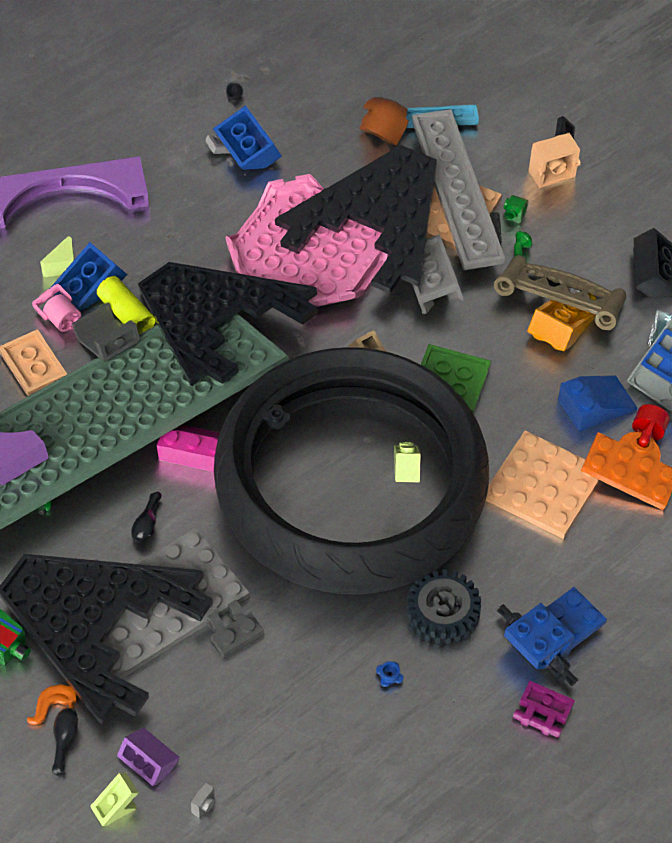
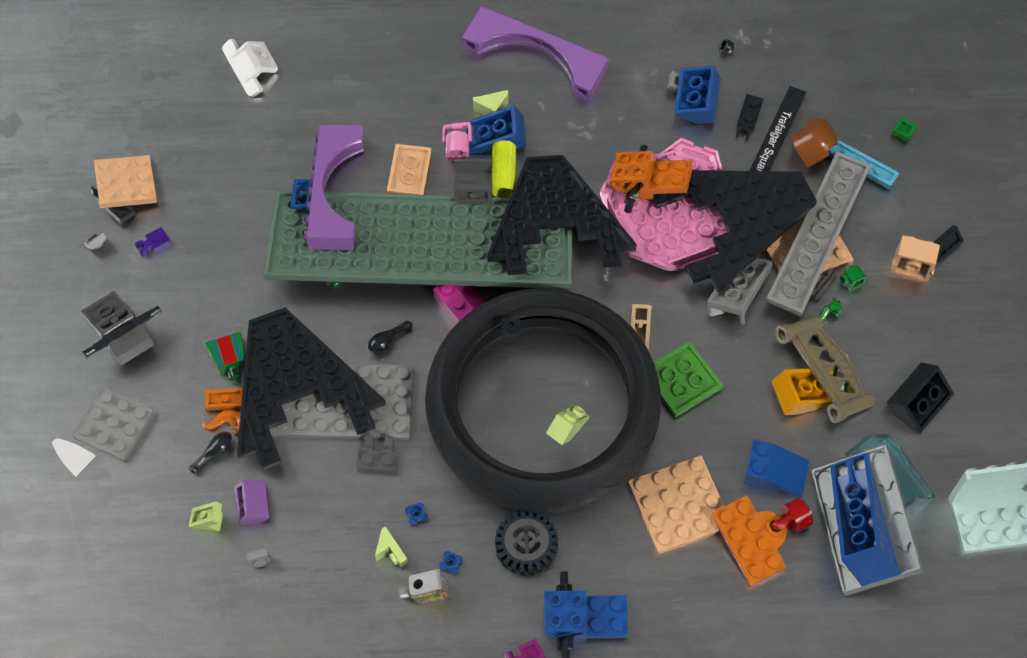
camera: 40 degrees right, 10 degrees up
(33, 682) = (223, 399): none -> orange plate
(267, 230) = (642, 176): none -> orange piece
(305, 135) = (749, 115): none -> black plate
(318, 647) = (411, 510): none -> blue plate
(320, 697) = (388, 545): none -> yellowish green slope
(341, 130) = (778, 130): none -> black tile
(391, 707) = (426, 587): none -> light grey torso
(447, 70) = (904, 129): none -> green plate

